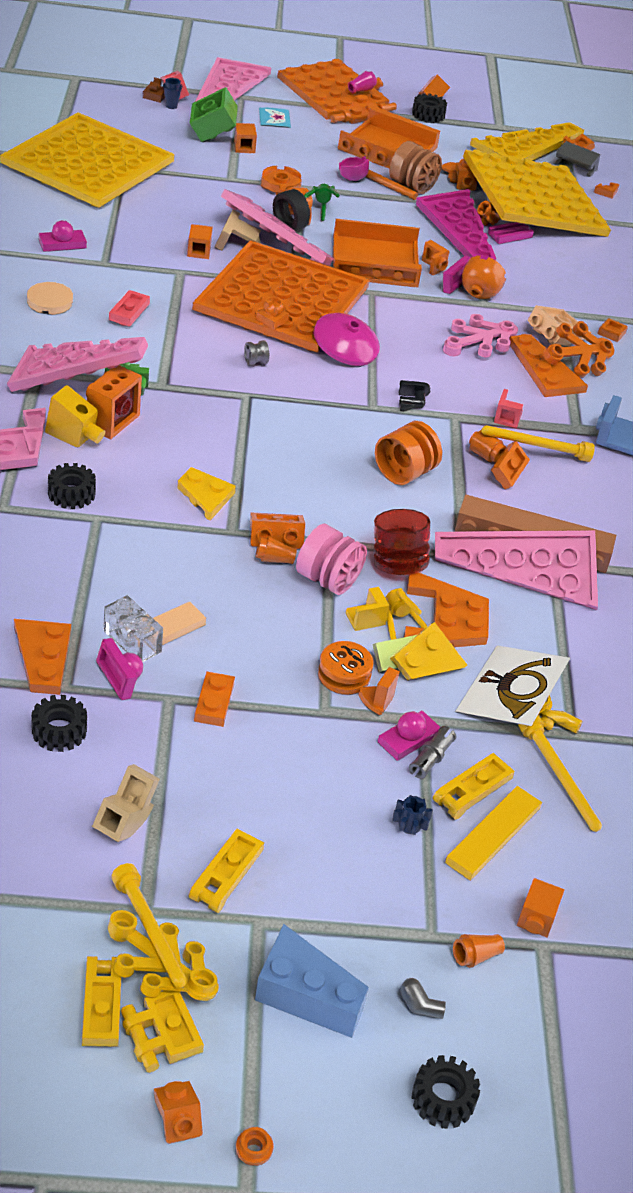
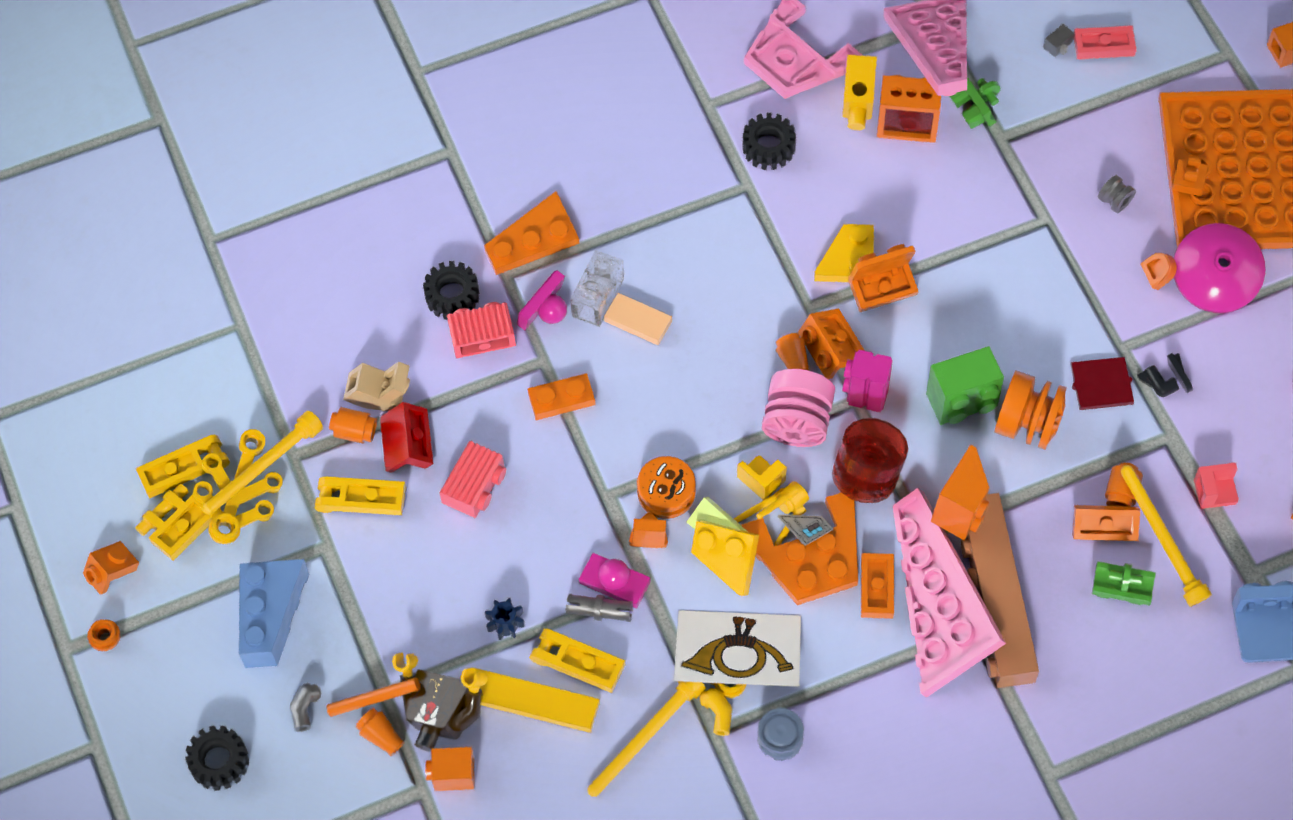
camera: 75 degrees right, 20 degrees up
(108, 326) = (1059, 40): none -> flat silver piece
(115, 718) = (481, 329): none -> coral brick
(150, 845) = (353, 425): none -> orange brick
(186, 816) = (406, 437): none -> red panel
(247, 478) = (883, 278): none -> orange bracket
(263, 782) = (473, 479): none -> coral brick
(328, 362) = (1159, 269): none -> orange tile
(334, 508) = (867, 380): none -> dark pink brick
(369, 473) = (964, 386): none -> bright green brick
(390, 421) = (1102, 383): none -> dark red piece
(430, 603) = (806, 527): none -> light grey sticker
(446, 935) = (373, 697): none -> orange bar
(471, 495) = (963, 497): none -> orange slope
(478, 885) = (443, 703): none -> dark brown torso
(499, 590) = (877, 585): none -> orange plate
(562, 476) = (1123, 583): none -> bright green hips
(598, 691) = (780, 734): none -> sand blue wheel

